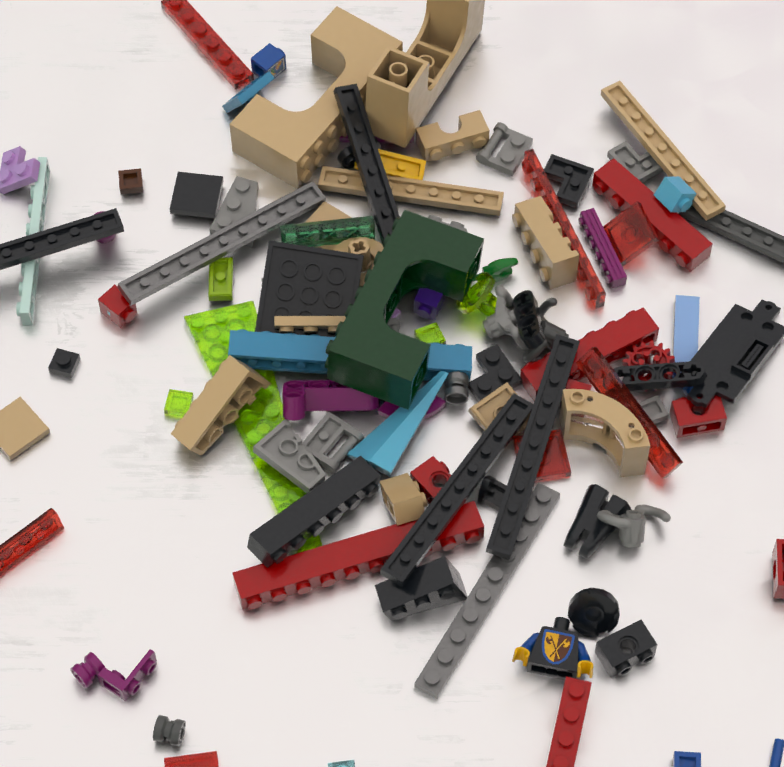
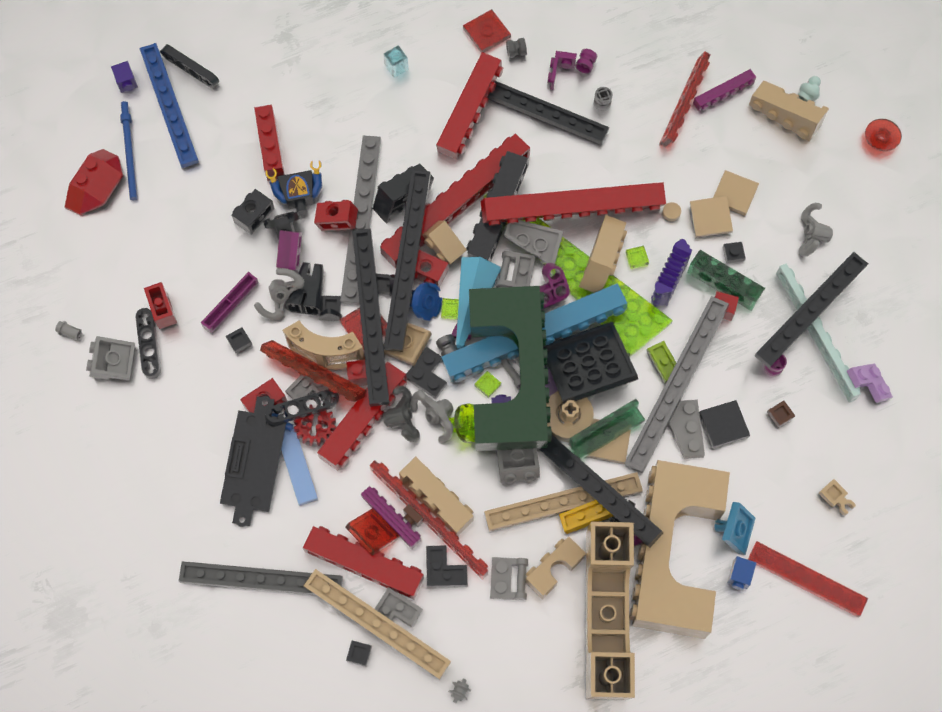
camera: 155 degrees right, 10 degrees up
(64, 408) = (711, 216): none -> tan tile
(97, 330) = (725, 279): none -> clear green brick
(99, 613) = (603, 98): none -> flat silver wheel
(105, 437) = (671, 211): none -> tan tile
(128, 90) = (835, 494): none -> tan plate
(158, 350) = (671, 273): none -> dark purple piece
(189, 633) = (549, 113): none -> black plate
(223, 471) = (572, 202): none -> red brick
(277, 664) = (469, 106): none -> red brick
(310, 324) = (574, 339): tan plate -> none
(430, 434) = (450, 308): none -> clear neon green tile
(458, 442) = (426, 301): none -> blue tile
(499, 268) = (462, 458): green hand -> none
(528, 319) = (414, 416): black beam -> none
(535, 592) = (336, 215): none -> red brick
(574, 490) = (331, 308): none -> black tile
(582, 233) = (412, 516): none -> reddish brown plate
(597, 572) = (289, 250): none -> magenta panel
(602, 74) = (459, 690): none -> light grey wheel
(675, 194) = (347, 576): medium azure brick -> none
(690, 141) = (359, 653): none -> black plate
(697, 545) = (229, 302): none -> magenta piece
(702, 496) = (239, 340): none -> black plate

